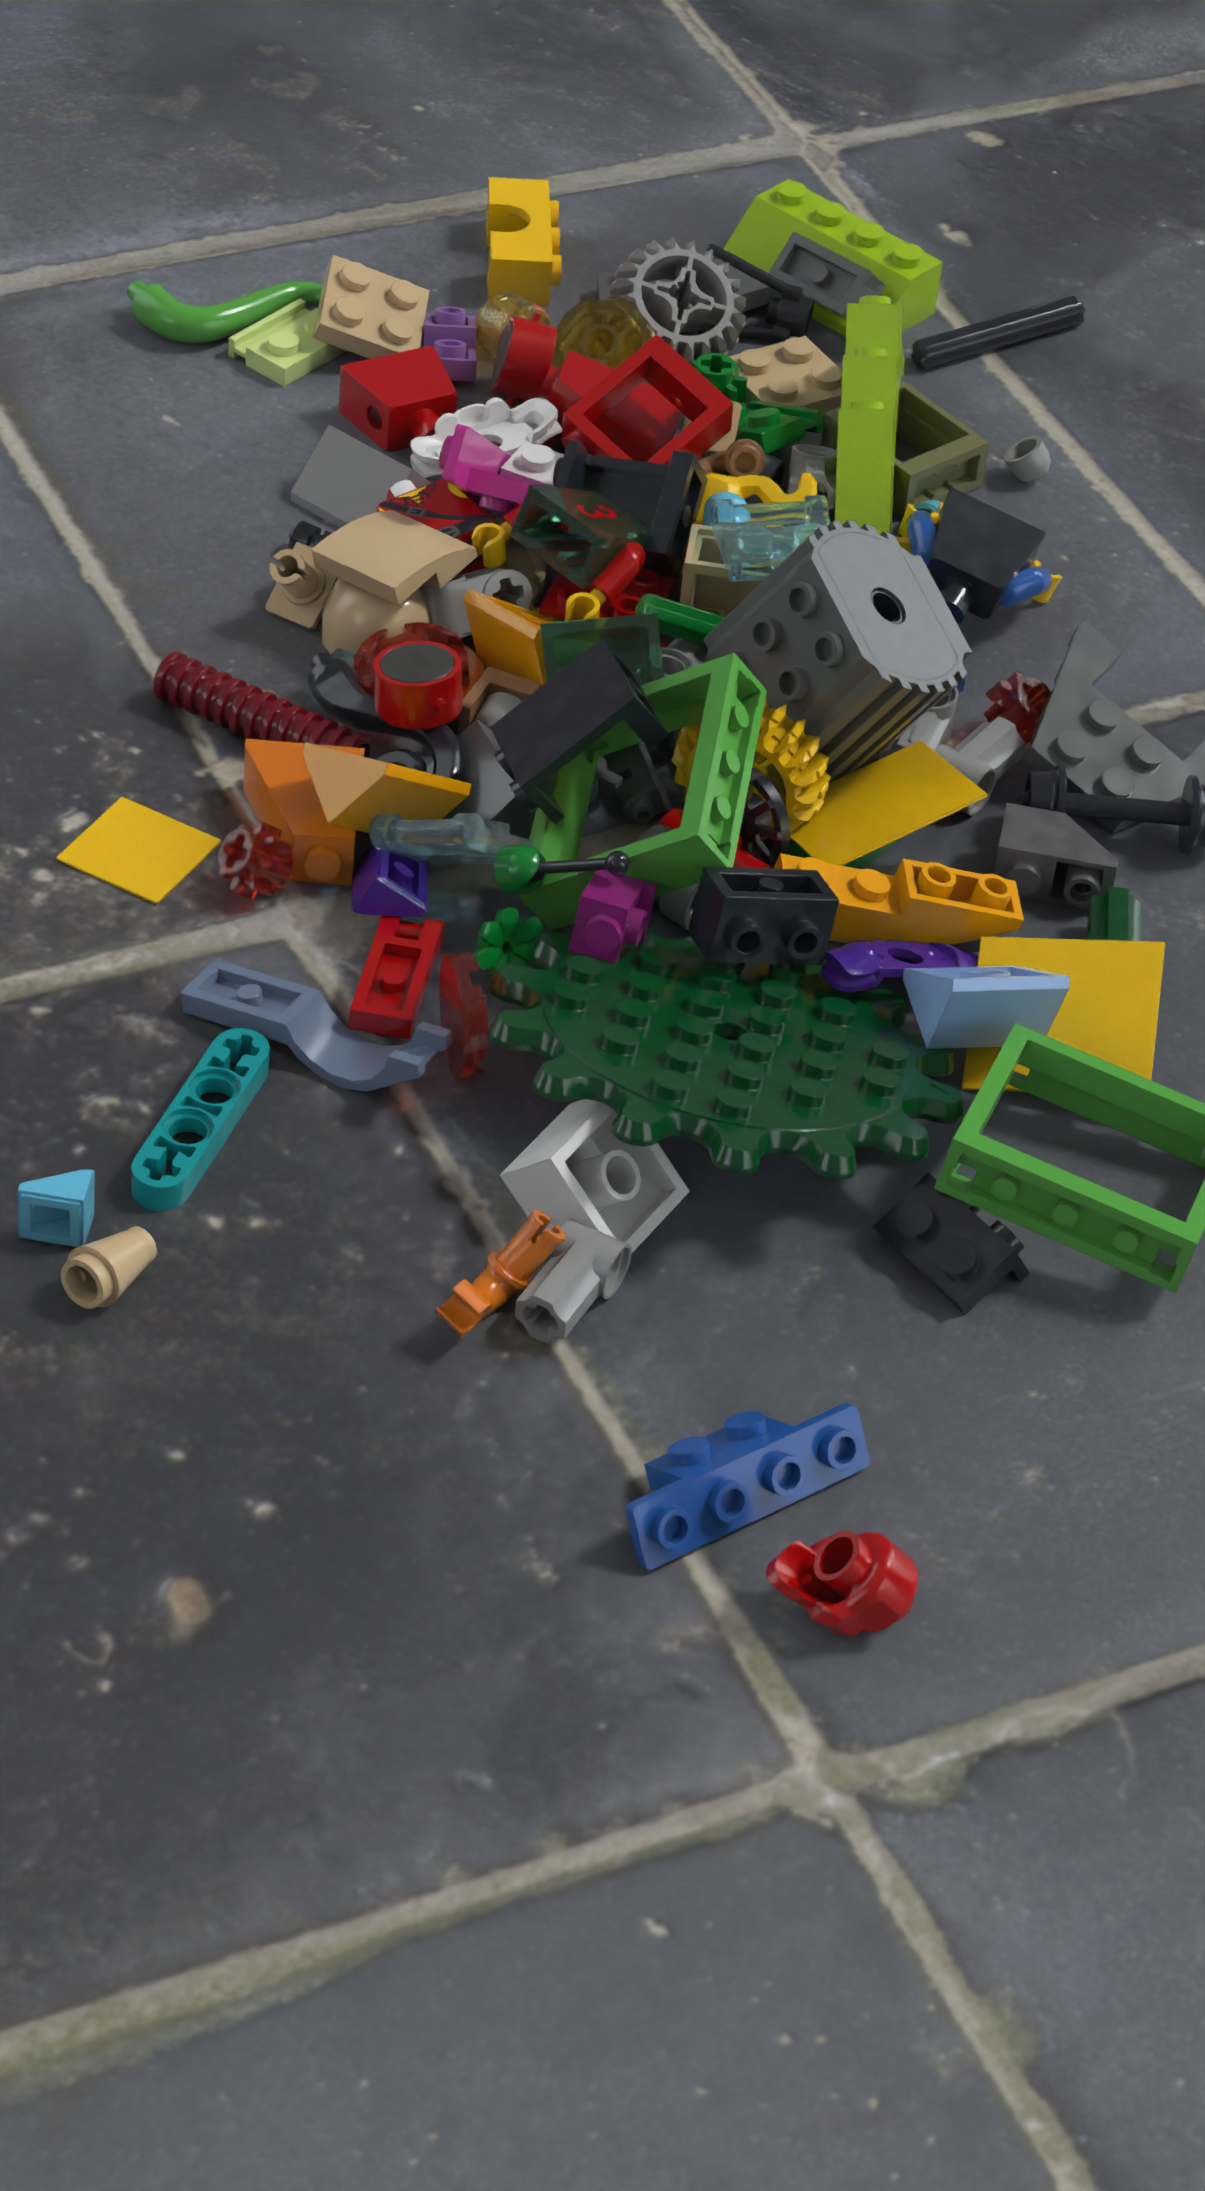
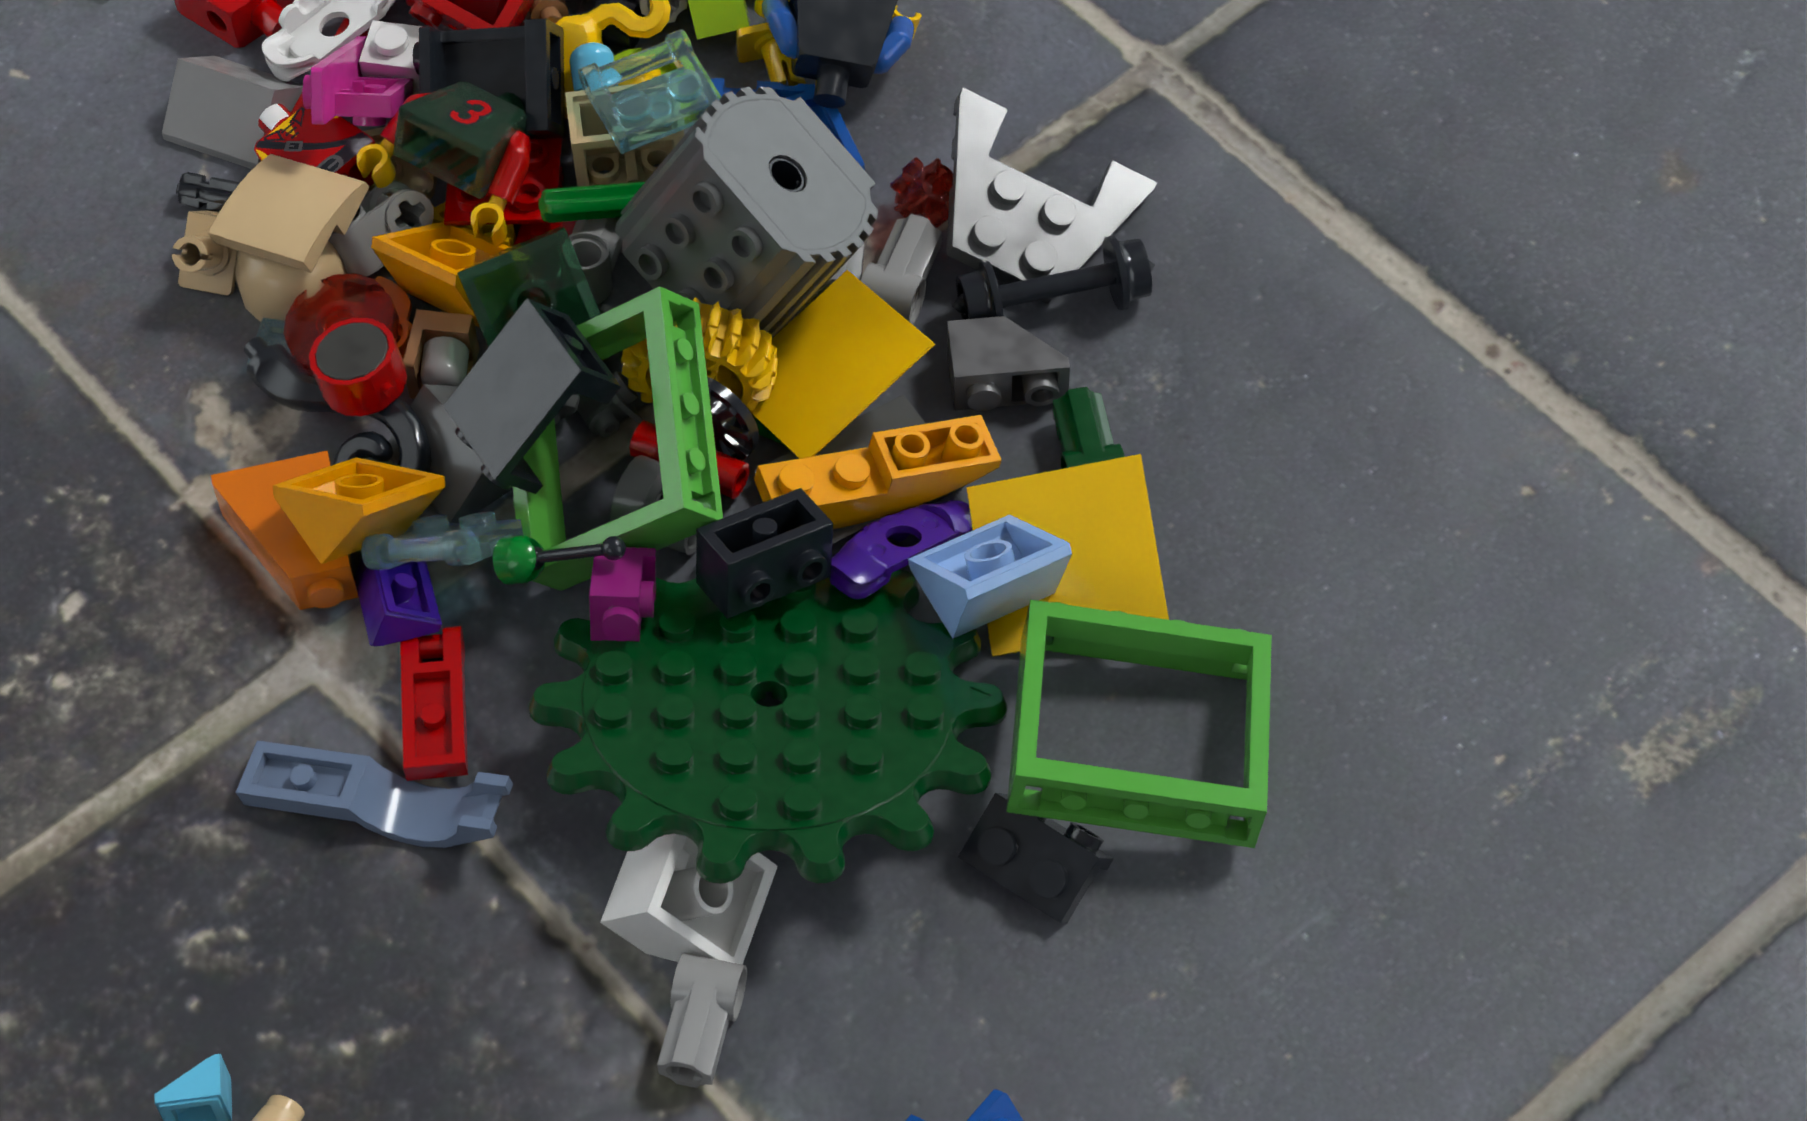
camera: 10 degrees left, 15 degrees up
(139, 850) = (144, 621): yellow piece -> none
(193, 1115) = (302, 934): teal beam -> none
(245, 706) = (207, 426): dark red piece -> none
(255, 860) = (261, 612): clear red gear -> none
(465, 1013) = (513, 748): clear red tile -> none
(504, 1275) = (637, 1031): orange piece -> none
(506, 940) = (529, 638): green plant -> none

